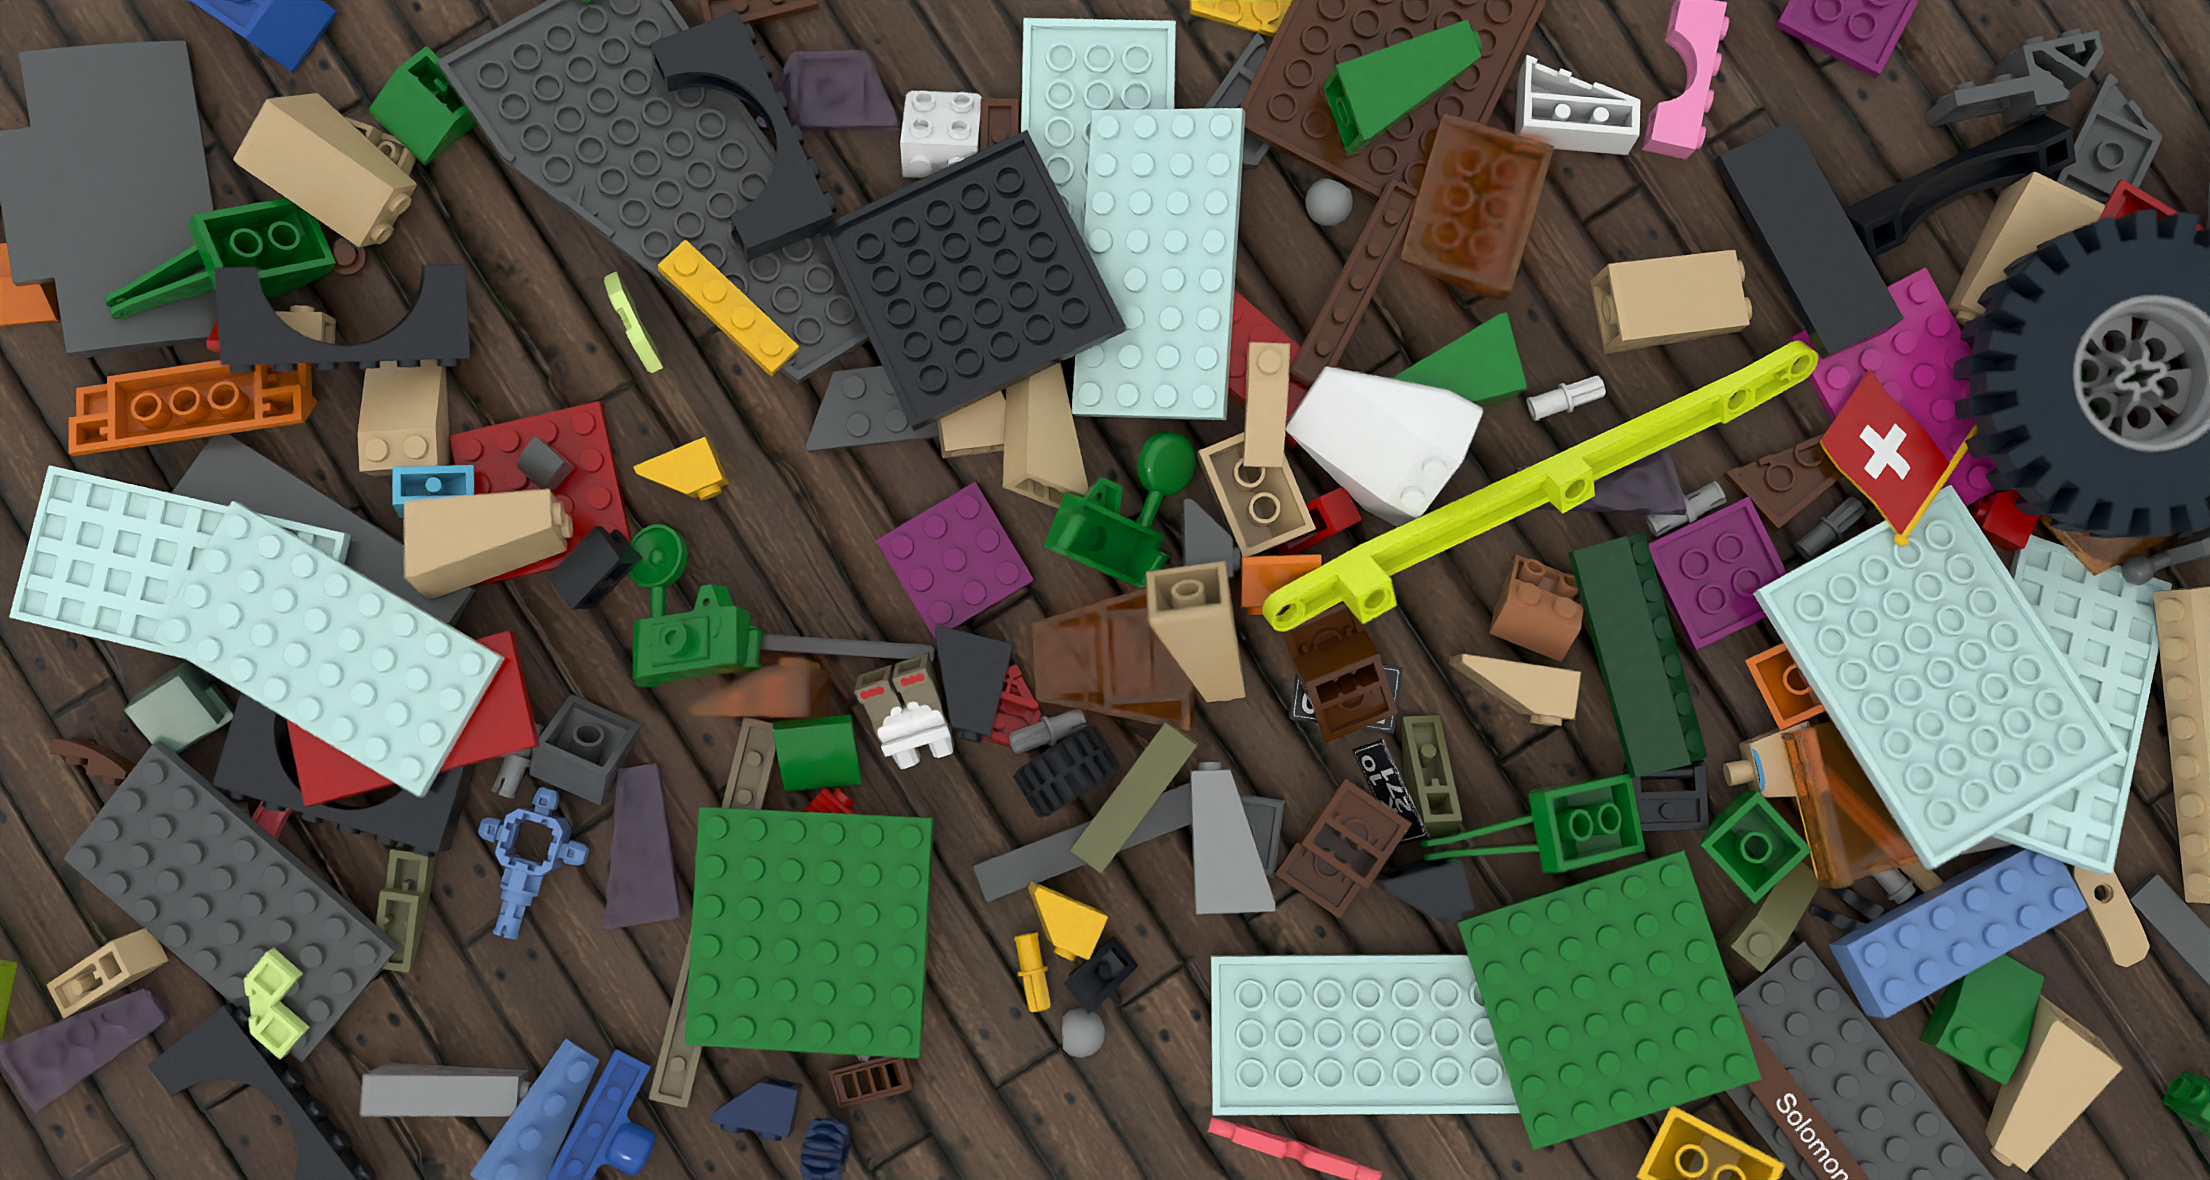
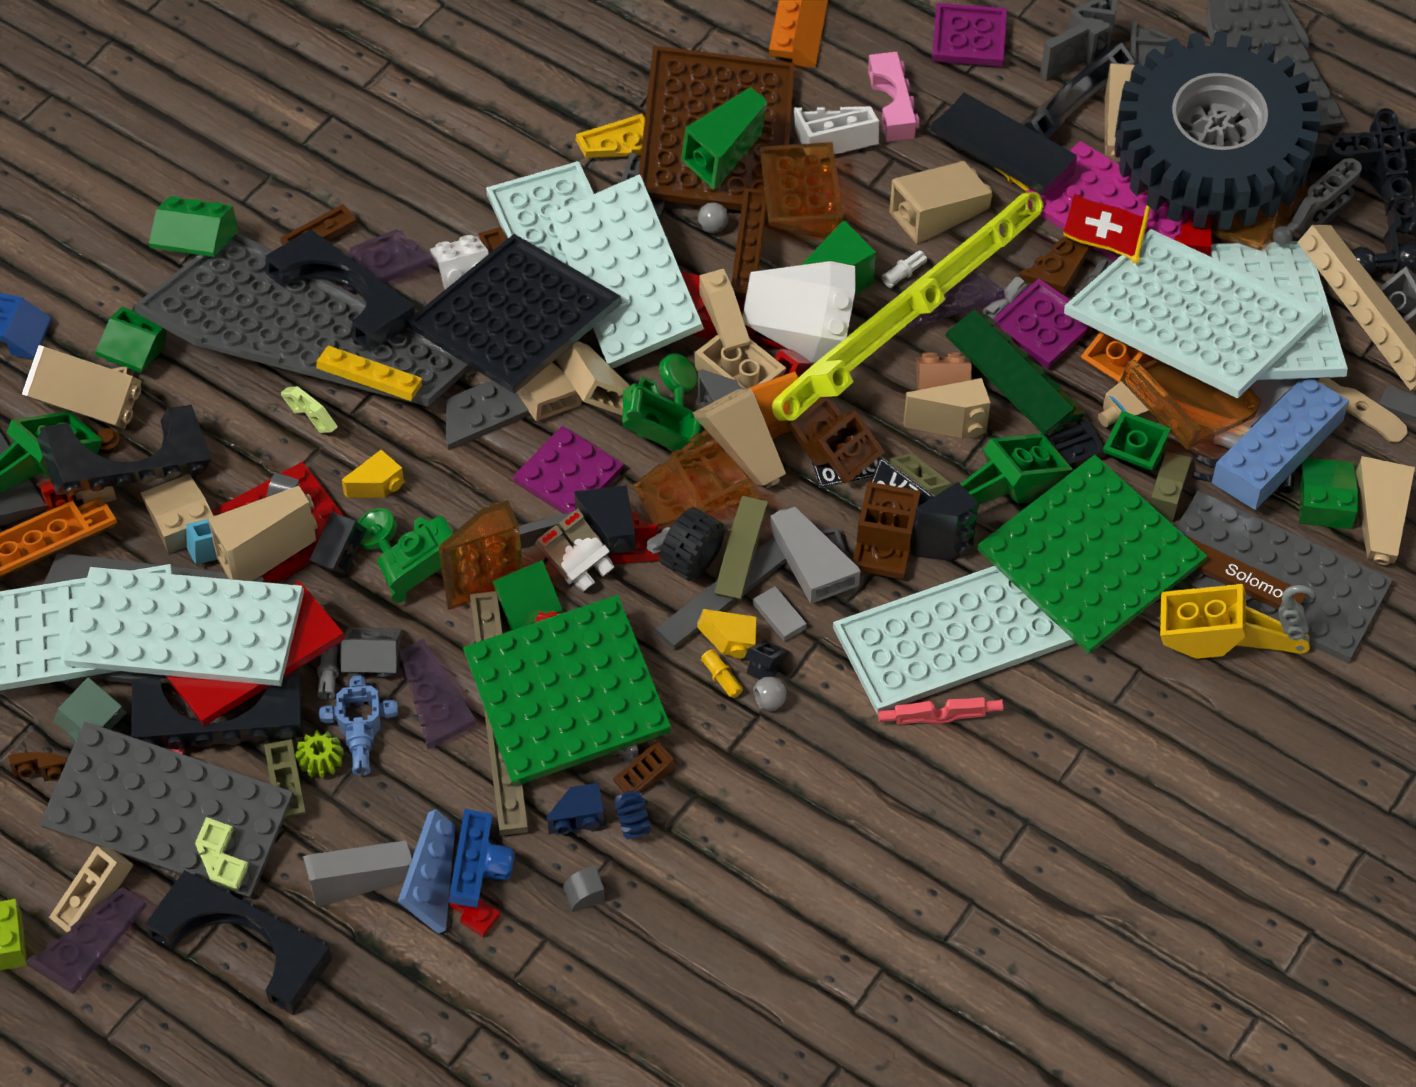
camera: 20 degrees left, 30 degrees down
(473, 889) = (319, 754): none -> lime gear
(1148, 905) = (779, 614): none -> light grey tile

